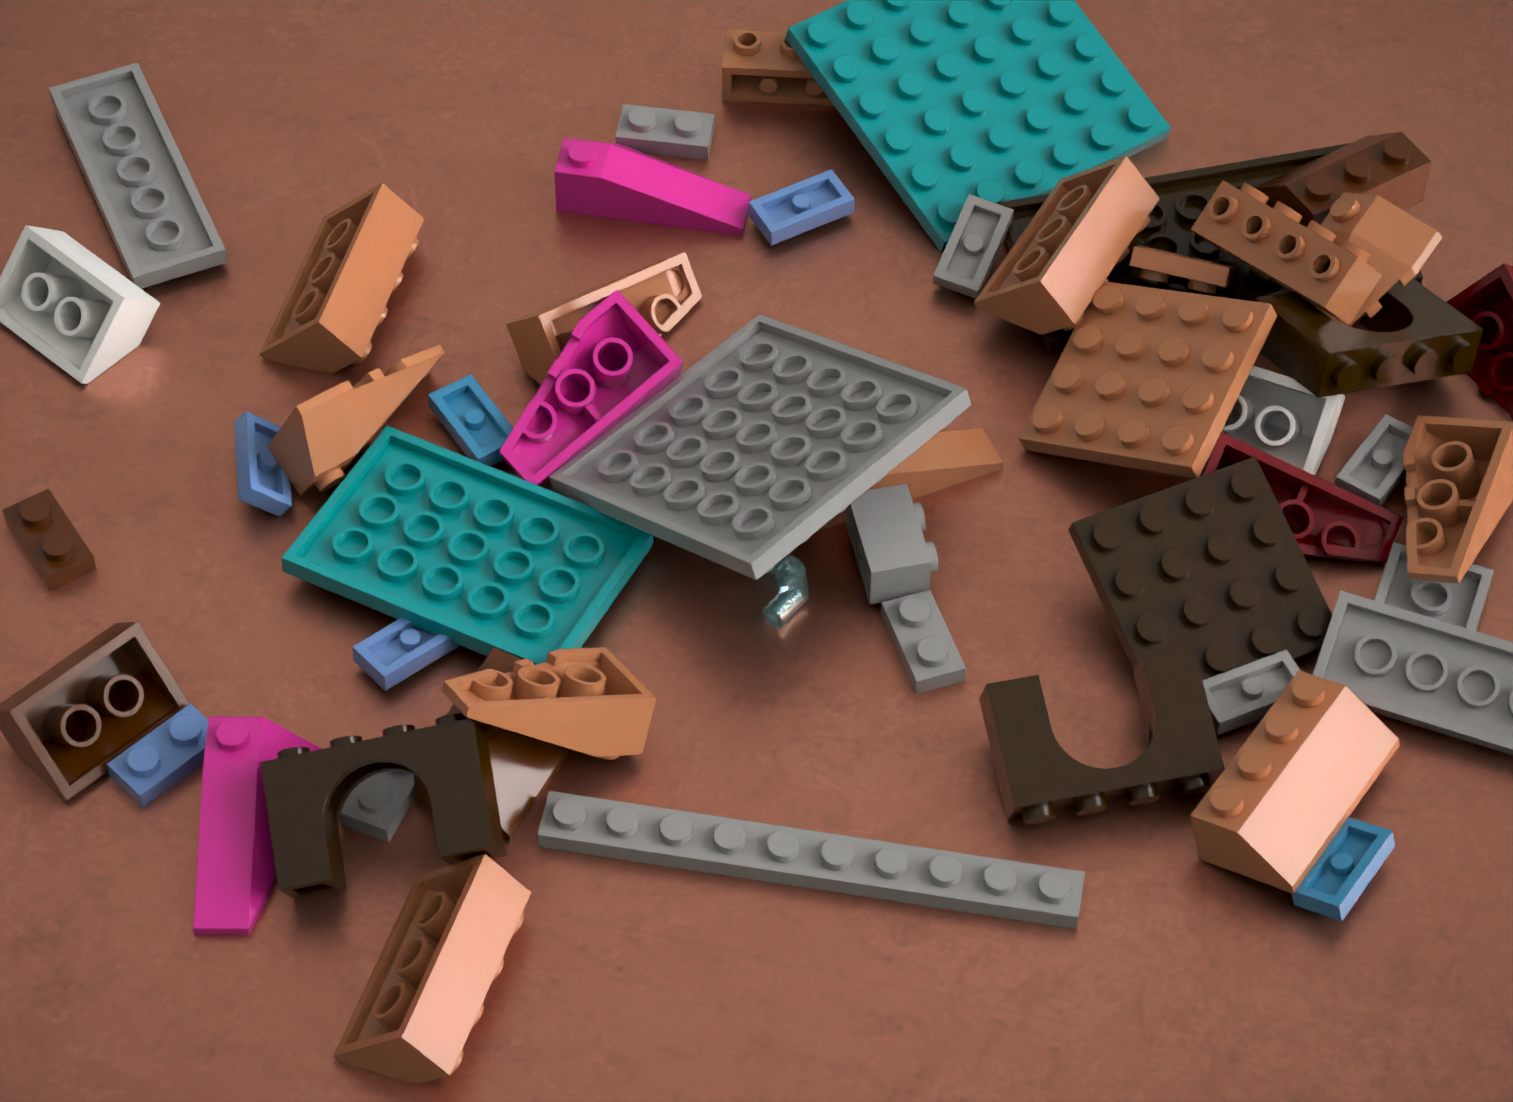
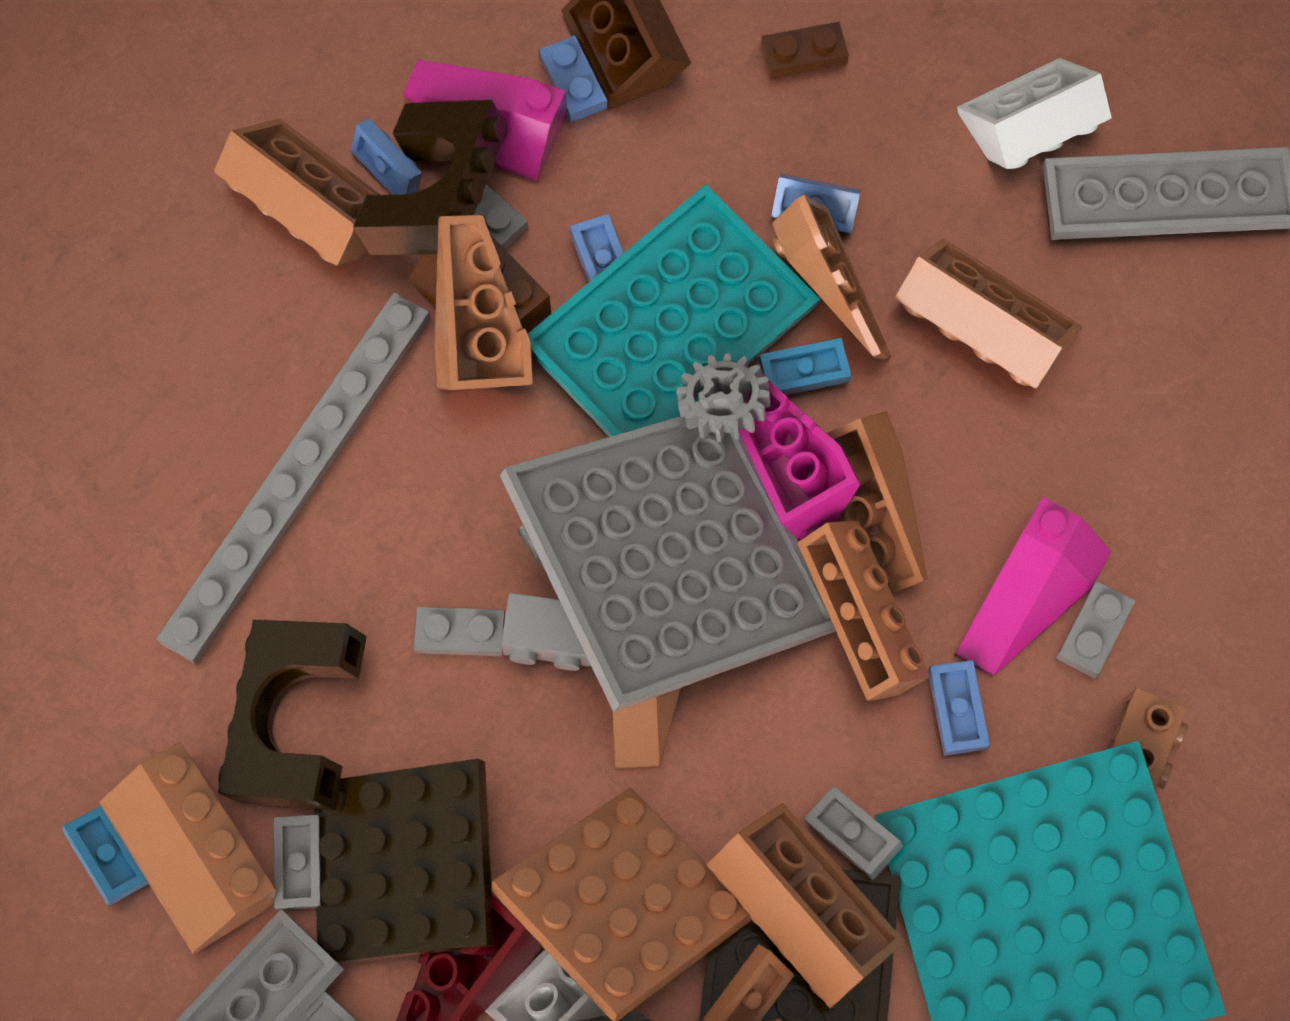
camera: 110 degrees right, 20 degrees up
(362, 898) = (385, 159): none -> medium blue plate
(555, 451) = (723, 397): none -> light grey gear
(742, 289) = (863, 609): none -> nougat brick

